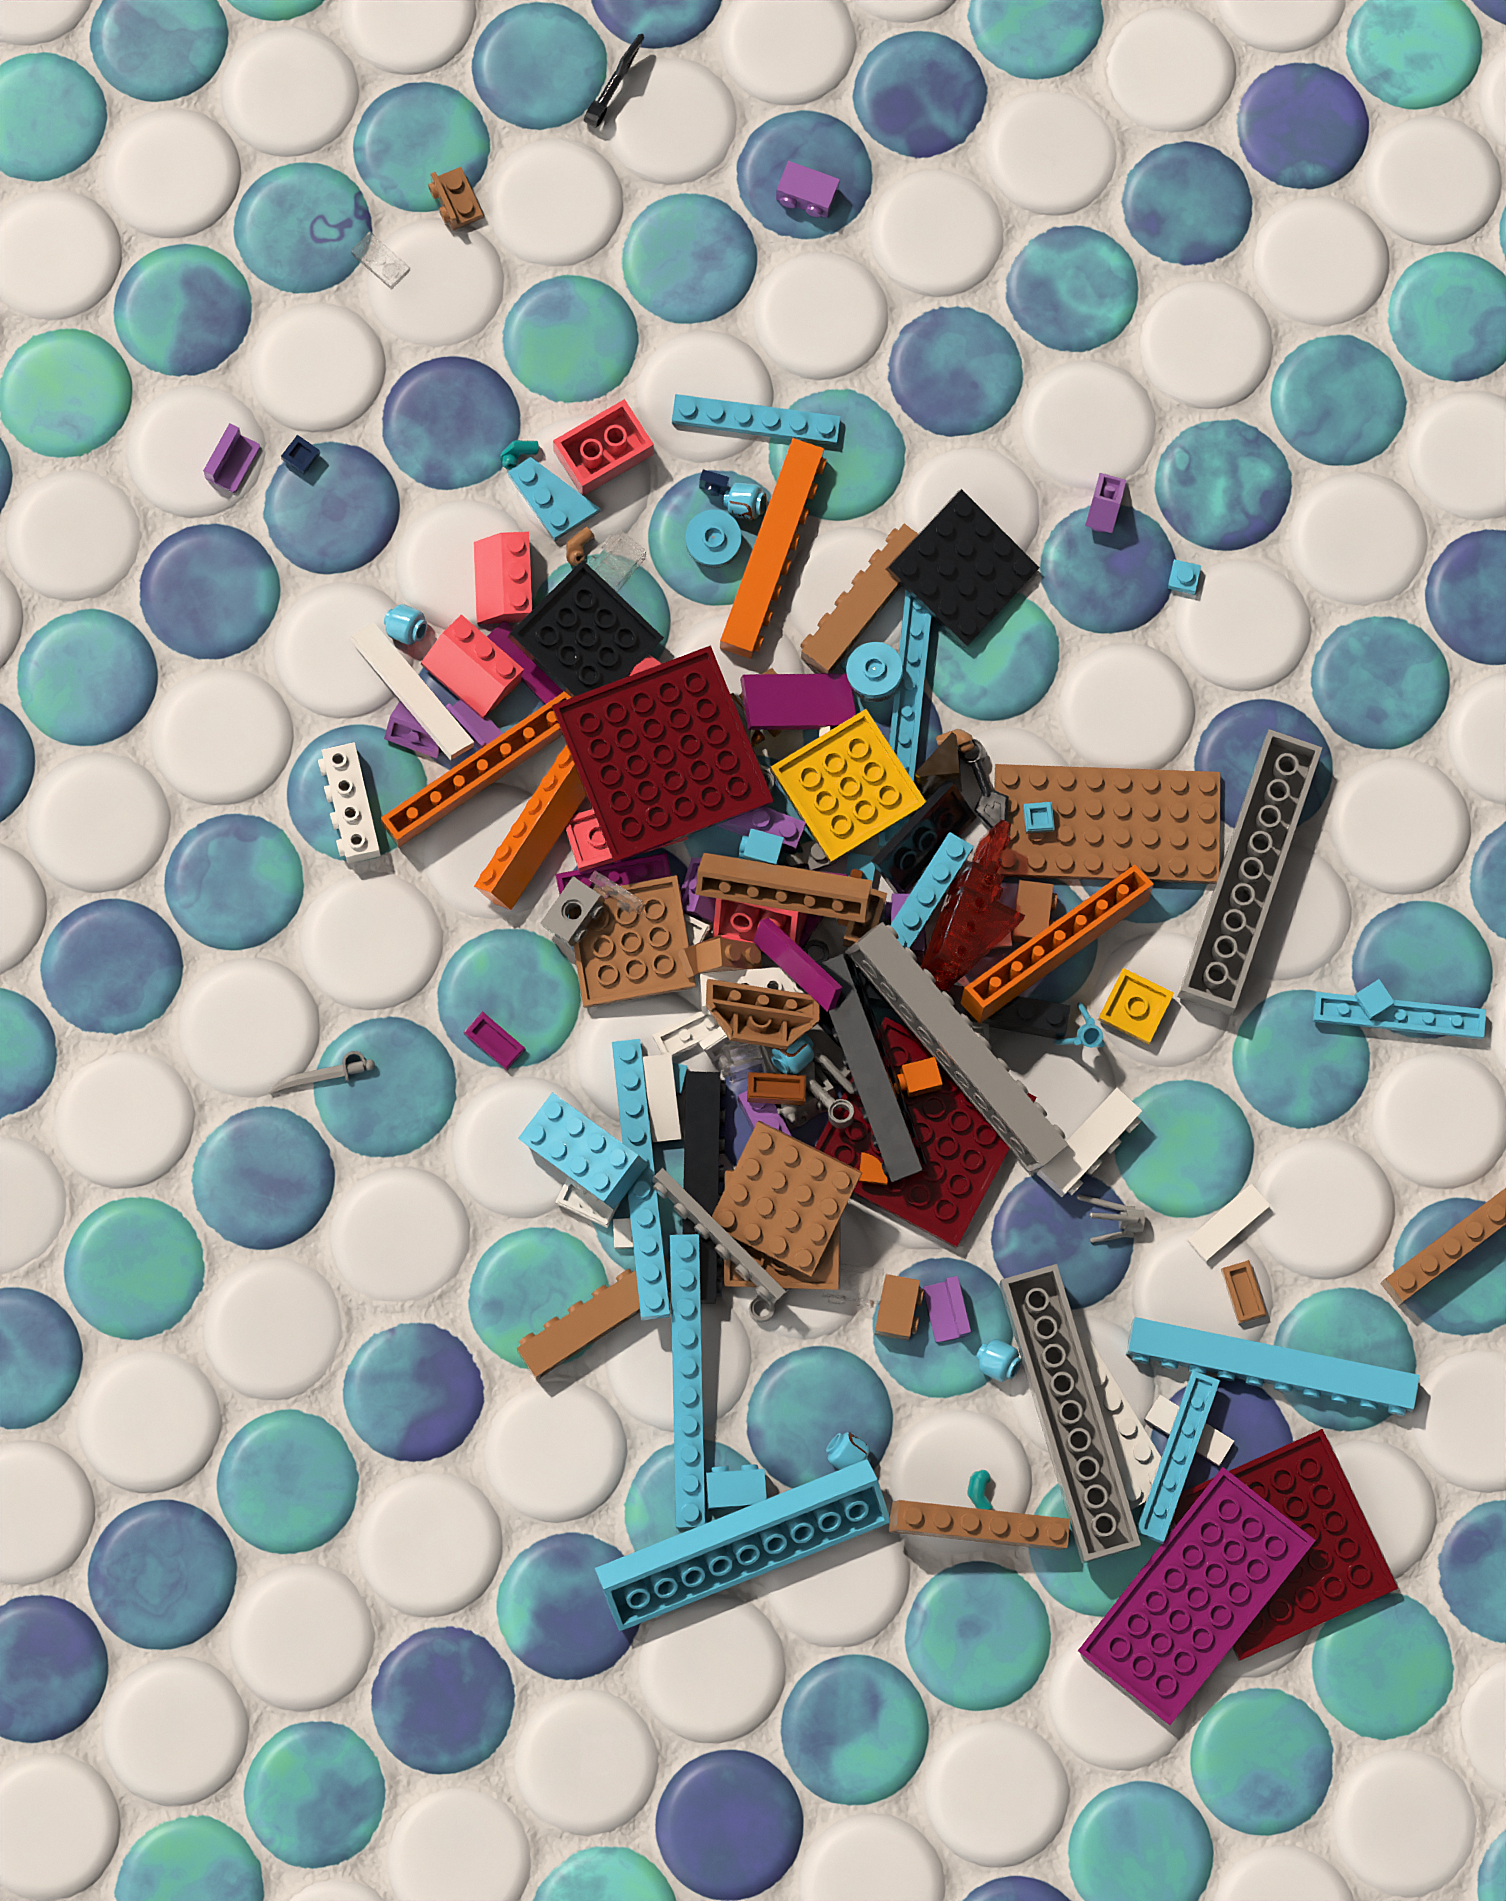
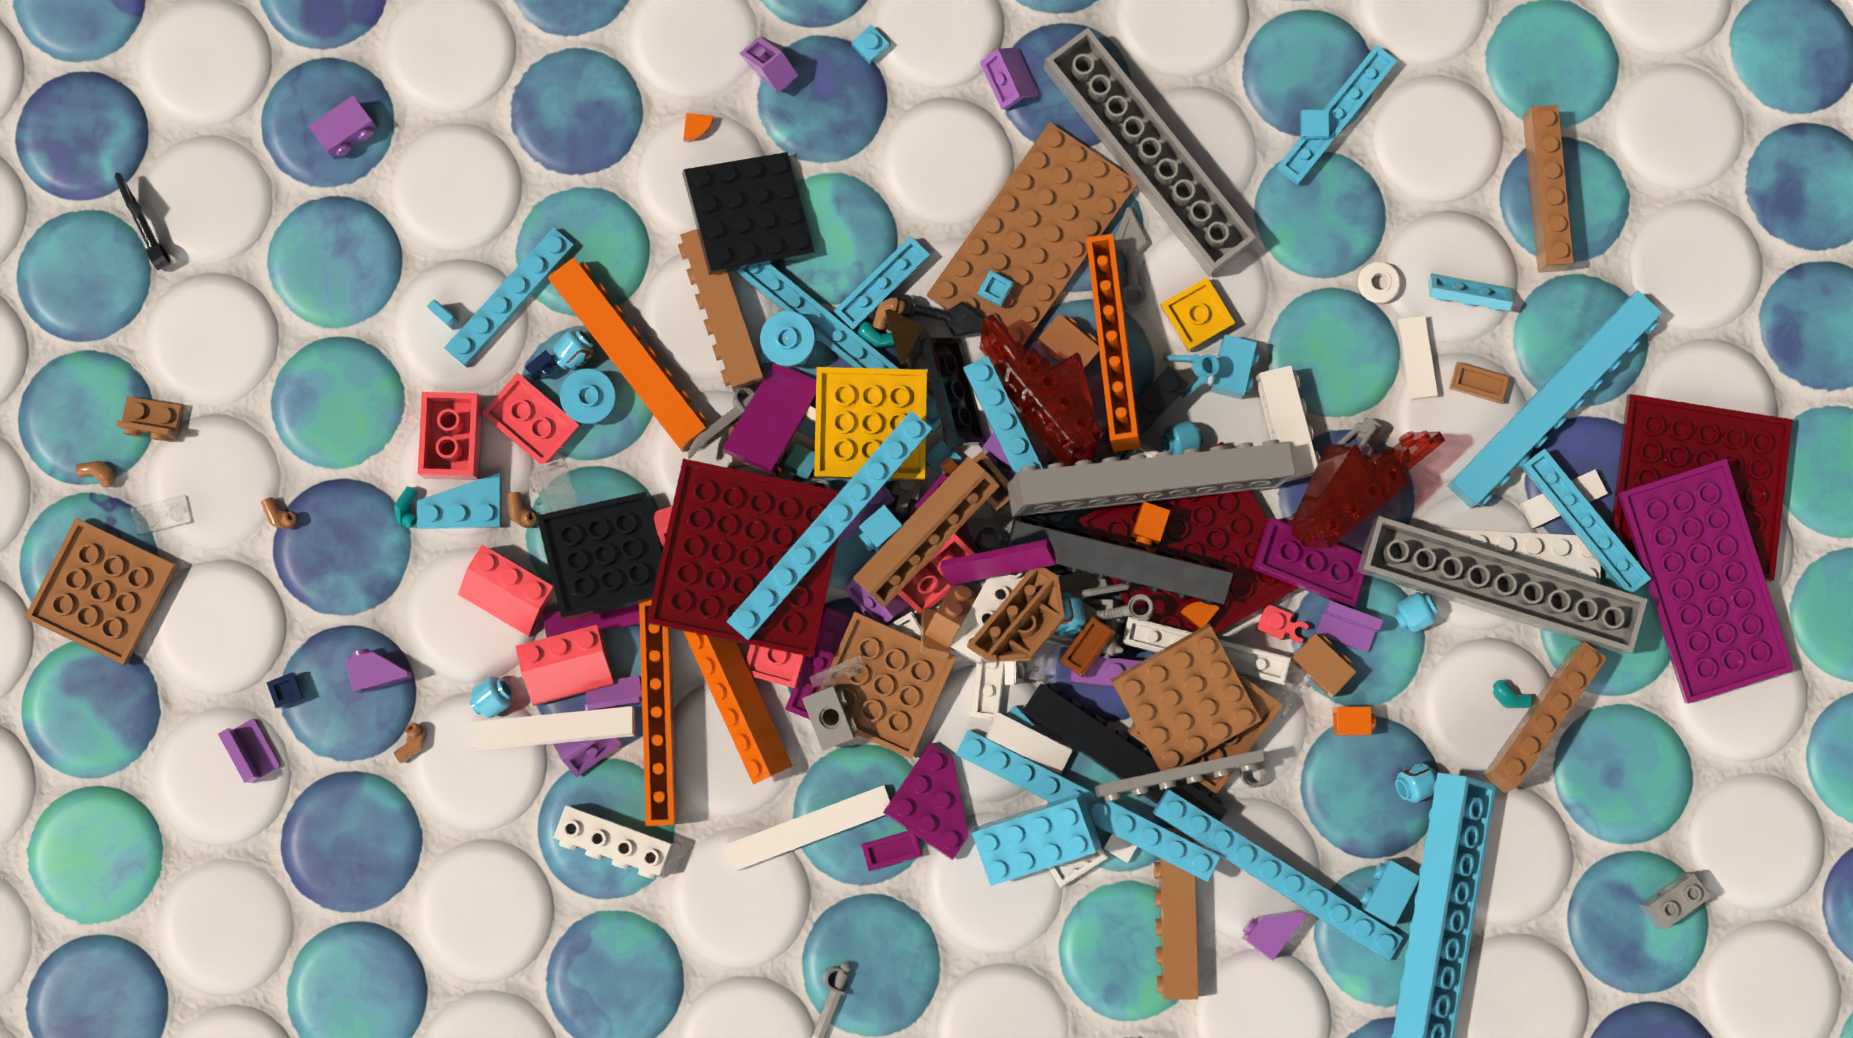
camera: 55 degrees left, 5 degrees up
(284, 253) = (100, 591): none -> medium nougat plate
(324, 588) = (413, 744): none -> medium nougat arm
(363, 514) = (372, 670): none -> medium lavender slope
(384, 186) = (99, 470): none -> medium nougat arm
(440, 353) = (276, 517): none -> medium nougat arm
(468, 960) = (808, 828): none -> white tile
(555, 1047) = (931, 803): none -> magenta plate
(636, 1408) = (1272, 931): none -> medium lavender slope
(662, 504) = (530, 419): none -> coral plate
(703, 374) = (442, 313): none -> medium azure tile
(735, 802) = (829, 525): none -> medium azure plate
(766, 664) = (724, 421): none -> light grey sword
(776, 750) = (801, 462): none -> medium azure tile
(854, 1227) = (1244, 659): none -> white tile
(866, 1364) = (1353, 721): none -> orange brick
(893, 1745) = (1674, 901): none -> light grey brick
(908, 1247) = (1277, 622): none -> coral plate
(926, 740) = (874, 338): none -> teal arm
(979, 720) = (882, 283): none -> medium azure plate
(979, 1238) = (1315, 569): none -> magenta tile
(1010, 478) = (696, 126): none -> orange tile
(1018, 1060) = (1181, 437): none -> medium azure head
(1066, 1226) = (1354, 485): none -> clear red wedge
(1110, 1066) = (1236, 358): none -> medium azure brick
(1162, 909) = (1131, 241): none -> light grey piece
(1237, 712) = (1008, 77): none -> medium lavender panel
(1277, 1133) = (1387, 272): none -> white piece
(1318, 1231) = (1470, 292): none -> medium azure plate

